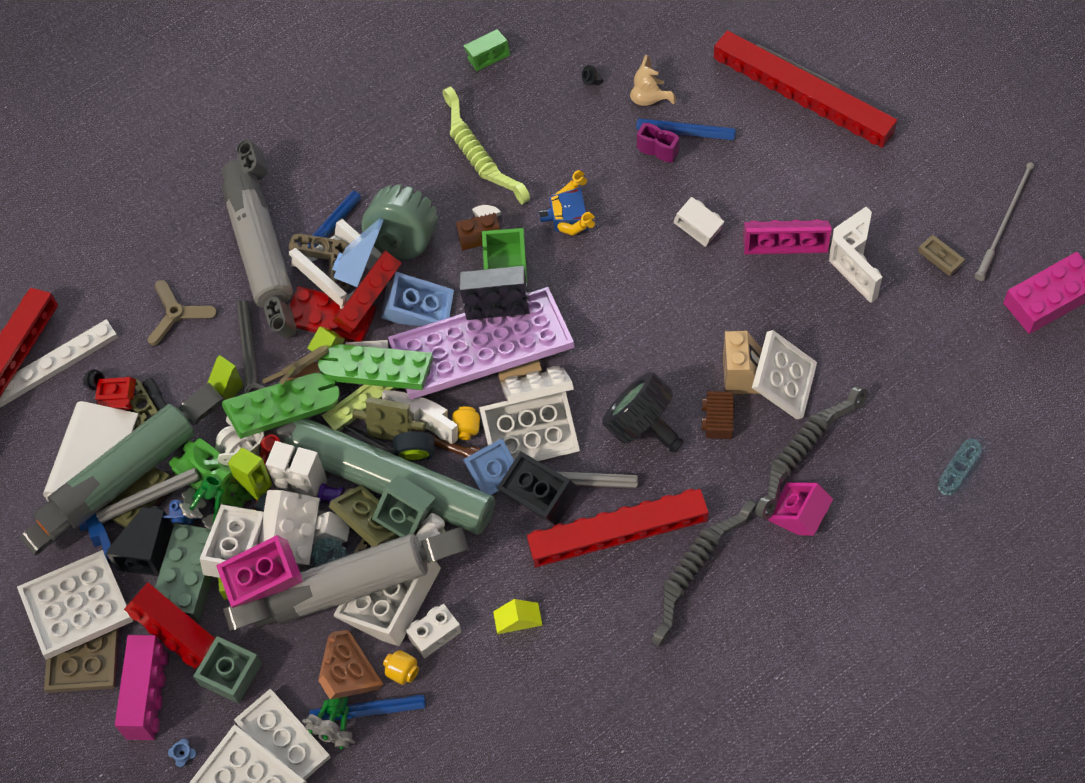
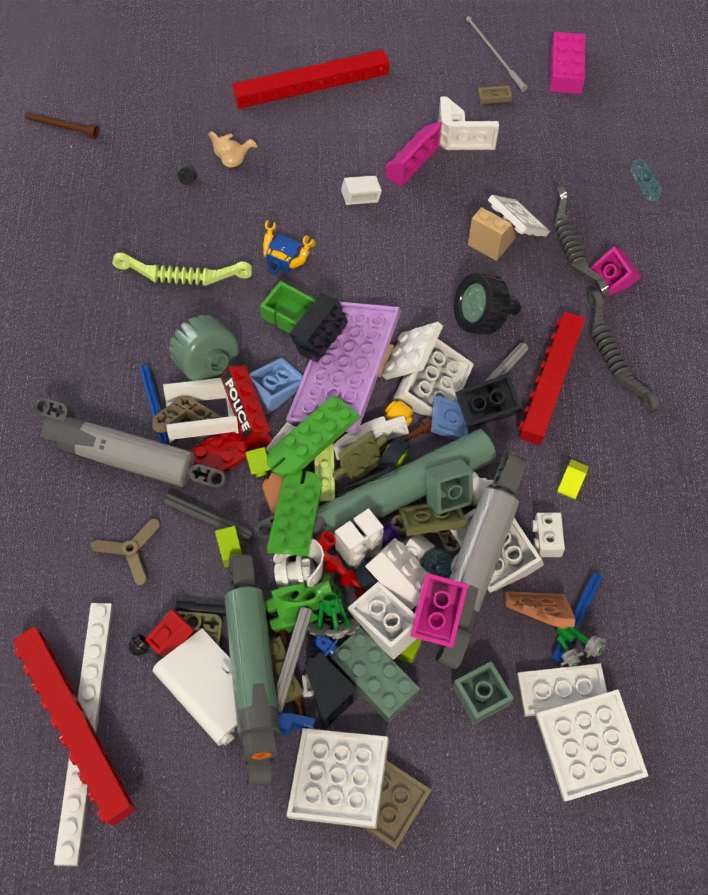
camera: 60 degrees left, 0 degrees up
(141, 687) = (454, 766): dark pink piece -> none
(170, 625) = (420, 709): red brick -> none
(182, 745) = (528, 776): medium blue plate -> none
(250, 472) = (339, 568): lime slope -> none
(296, 366) = (267, 491): dark tan piece -> none
(352, 262) = (213, 383): light blue slope -> none
(401, 667) = (563, 572): yellow head -> none
(471, 230) = (249, 312): reddish brown brick -> none
(485, 209) = (236, 301): white tile -> none
(487, 50) = (104, 217): bright green hinge -> none
(657, 142) = (280, 172): magenta brick -> none
(691, 129) = (279, 155): blue axle -> none
(718, 415) = (513, 270): reddish brown brick -> none

